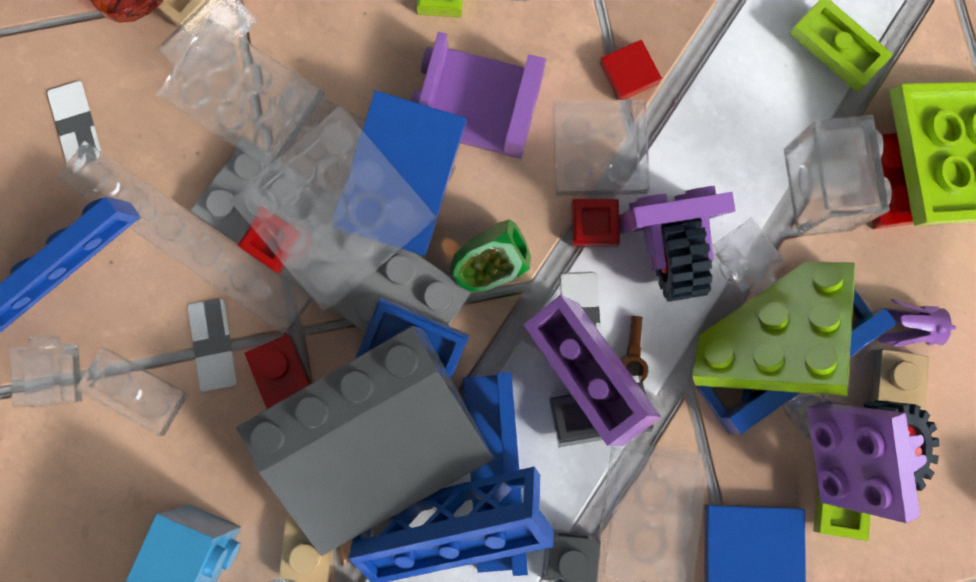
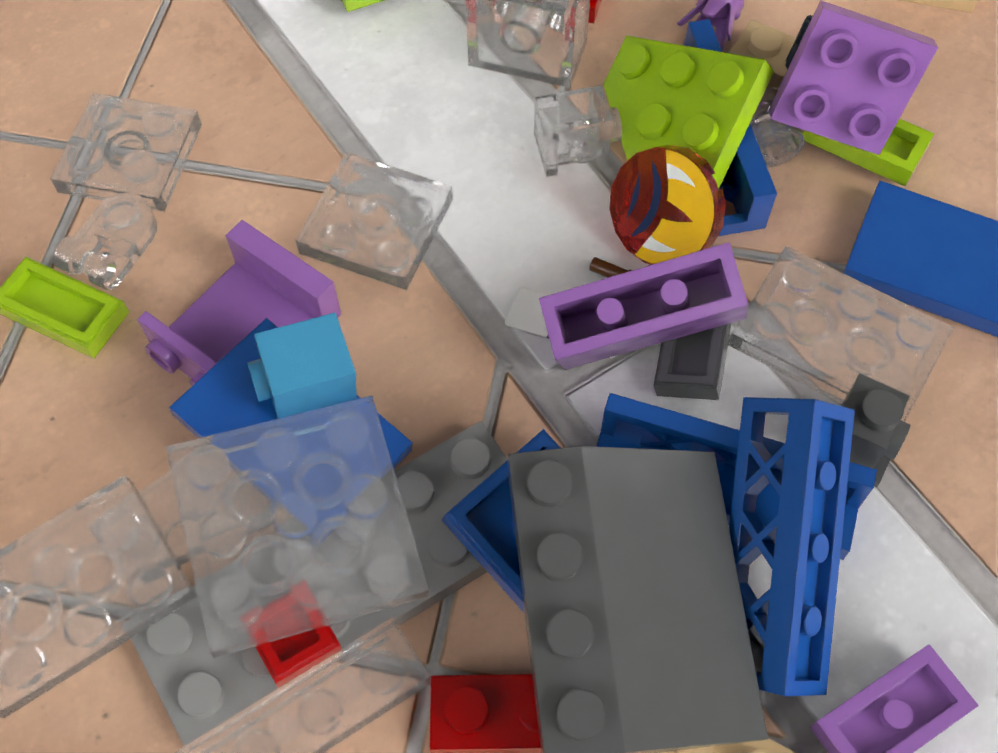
camera: 65 degrees left, 20 degrees down
(430, 162) = (303, 366): none -> dark azure brick
(491, 258) = (452, 379): green rock -> none
(595, 223) = (460, 262): red tile -> none
(630, 70) = (301, 162): red tile -> none
(679, 237) = (526, 170): plate -> none
(694, 354) = (666, 204): none -> tile

